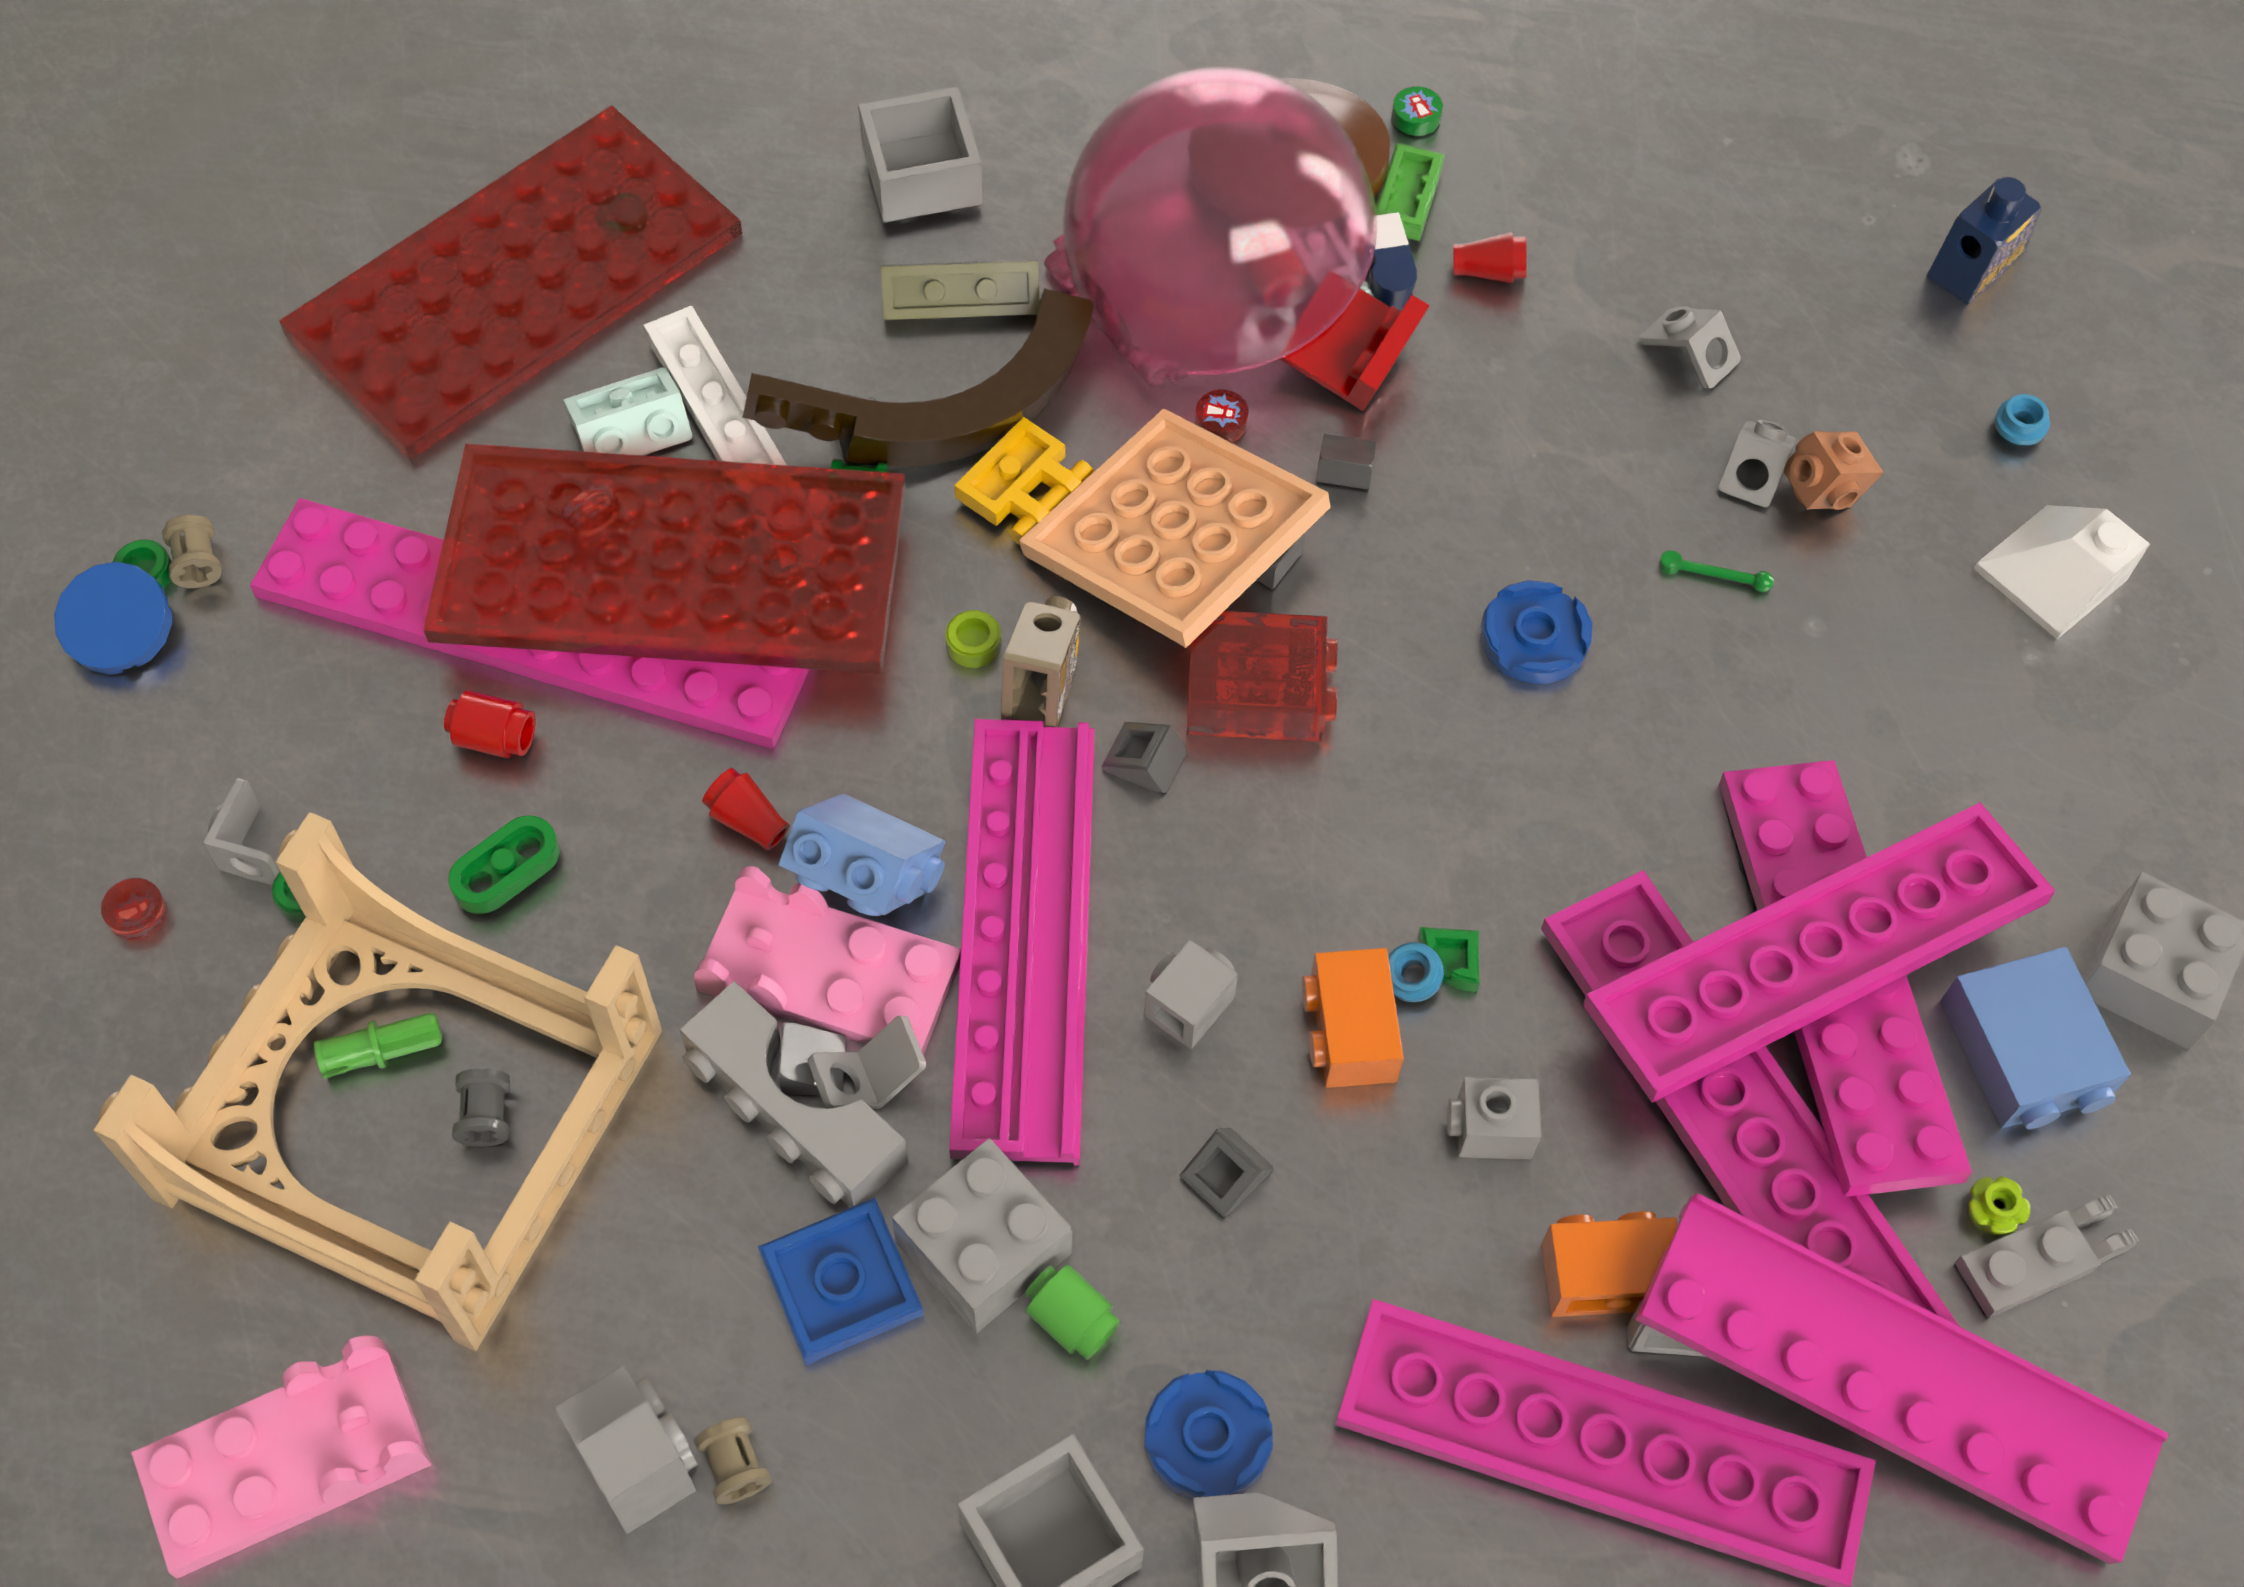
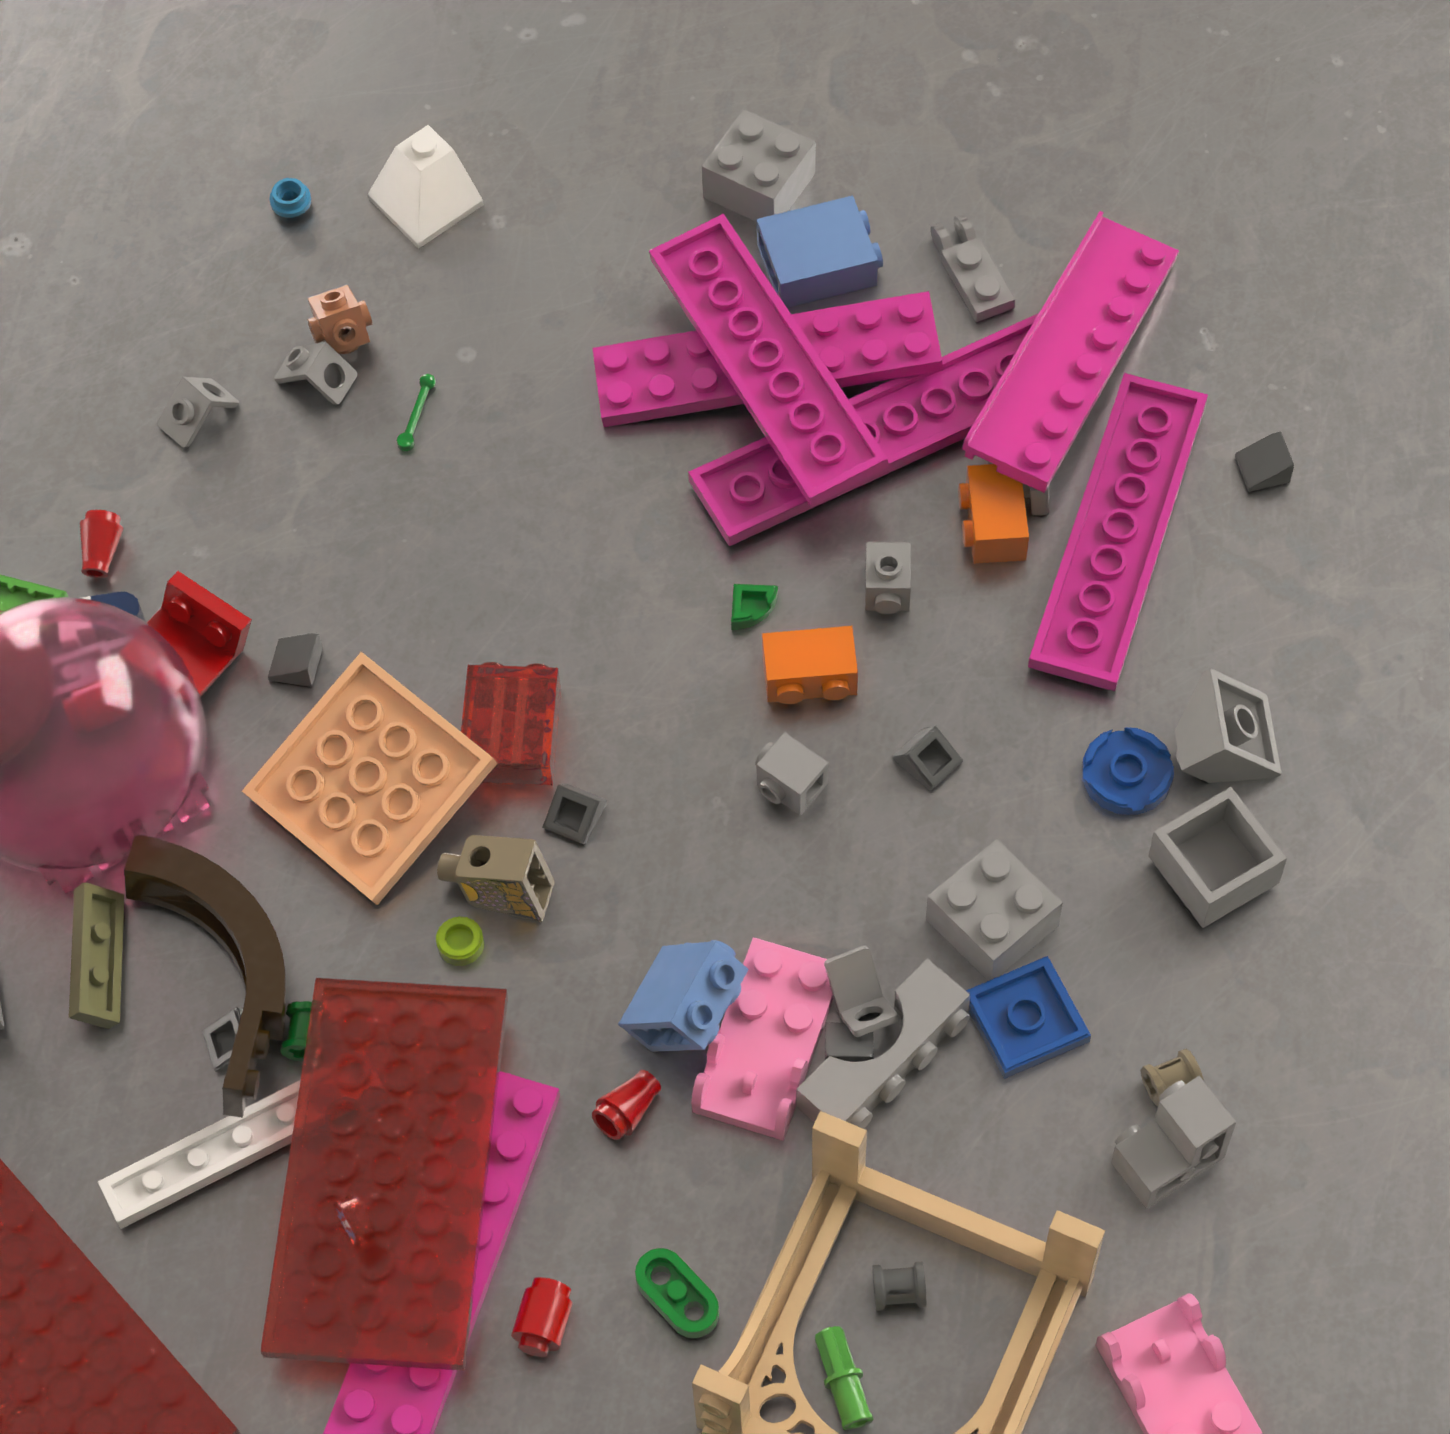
camera: 85 degrees left, 0 degrees up
(630, 415) = (214, 1232): light aqua bracket -> none
(1012, 470) = (299, 912): yellow plate -> none
(1024, 942) = (738, 894): dark pink plate -> none
(1071, 1310) = (1049, 850): bright green brick -> none
(1222, 414) = (244, 752): clear red tile -> none
(1415, 954) = (769, 615): dark azure plate -> none
(1536, 632) = (468, 535): blue tile -> none
(1990, 1218) = (940, 298): lime plate -> none
(2001, 223) = (109, 188): dark blue torso -> none

